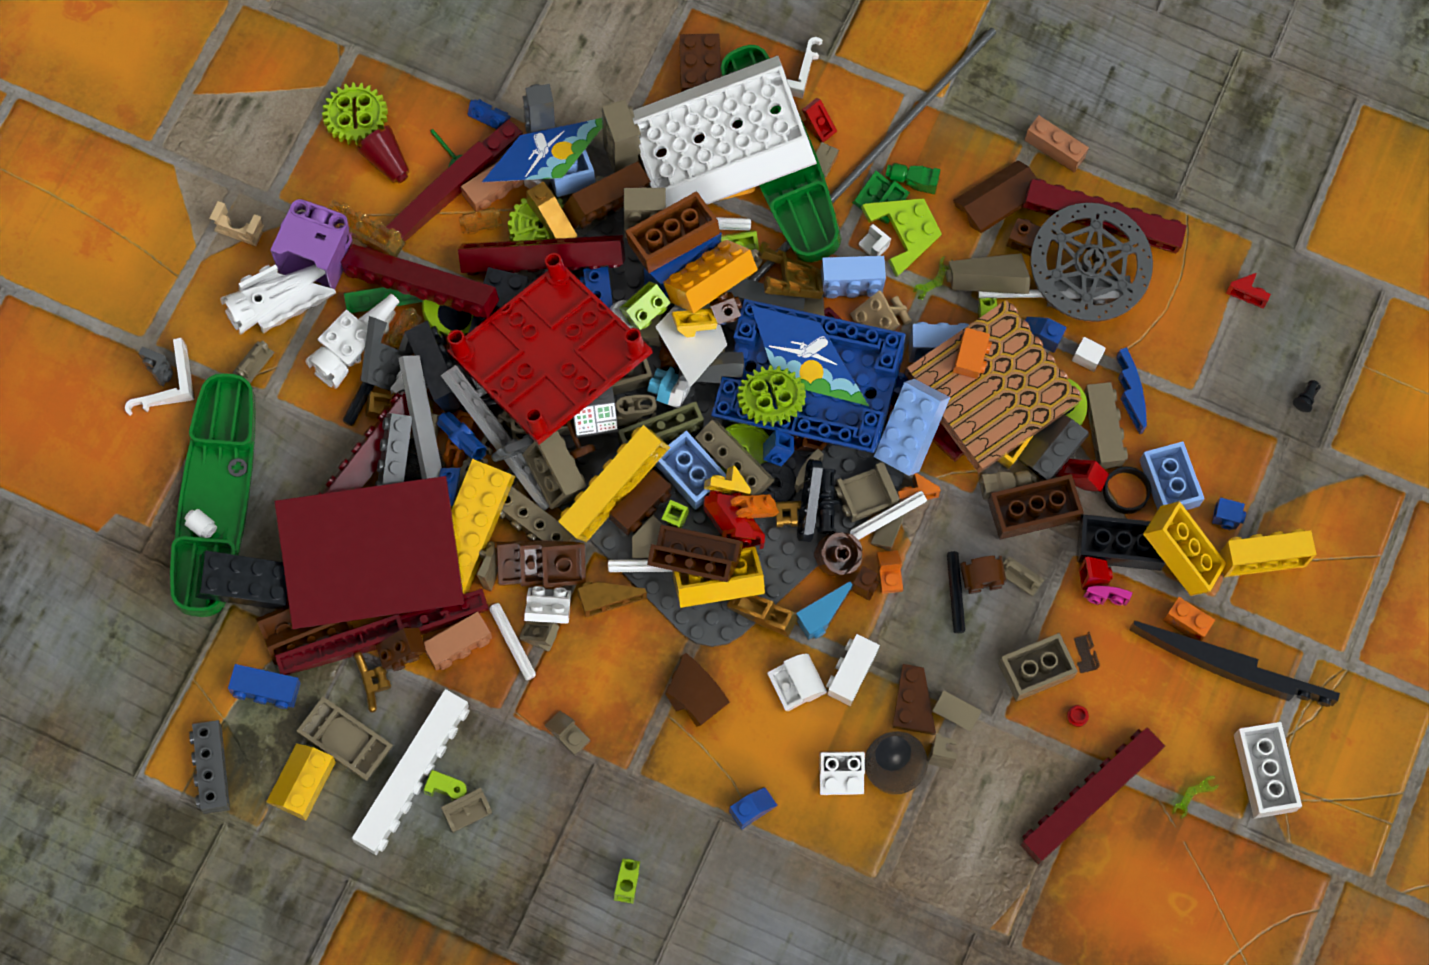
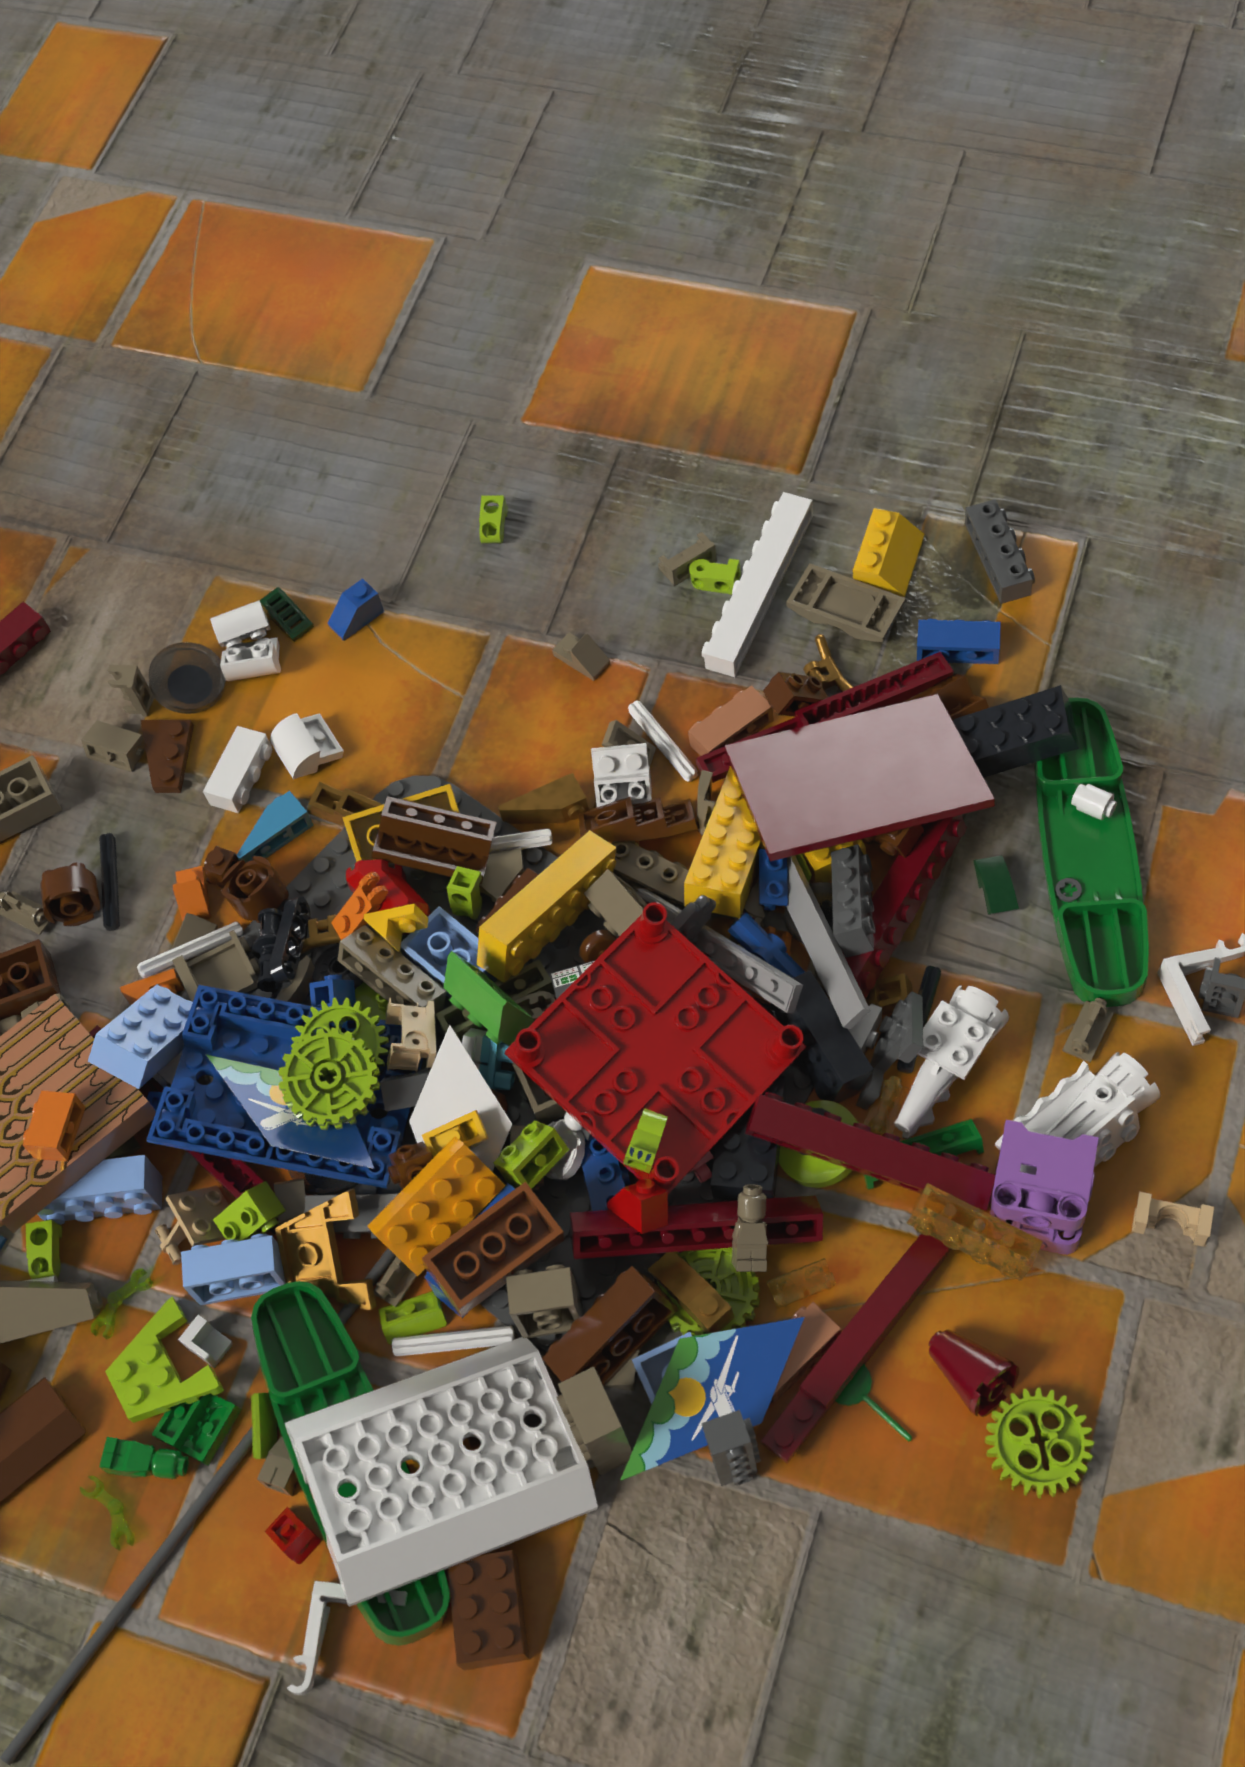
camera: 170 degrees left, 10 degrees down
(287, 476) = (996, 884): none -> dark green slope
(483, 112) = (835, 1477): blue hinge -> none
(508, 234) = (749, 1235): none -> dark tan piece
(565, 286) = (645, 1141): none -> lime leg
(576, 257) = (641, 1205): none -> red slope
(662, 405) = (484, 1000): none -> bright green slope
(695, 691) = (429, 713): reddish brown slope -> none
(715, 399) = (417, 1036): none -> tan piece
(777, 361) = (309, 1092): none -> lime piece
(816, 835) = (278, 600): none -> dark green slope
(836, 182) = (263, 1425): none -> lime slope
(842, 305) = (250, 1213): none -> lime brick
(848, 798) = (240, 624): none -> white brick
(932, 155) = (116, 1508): none -> clear neon green piece

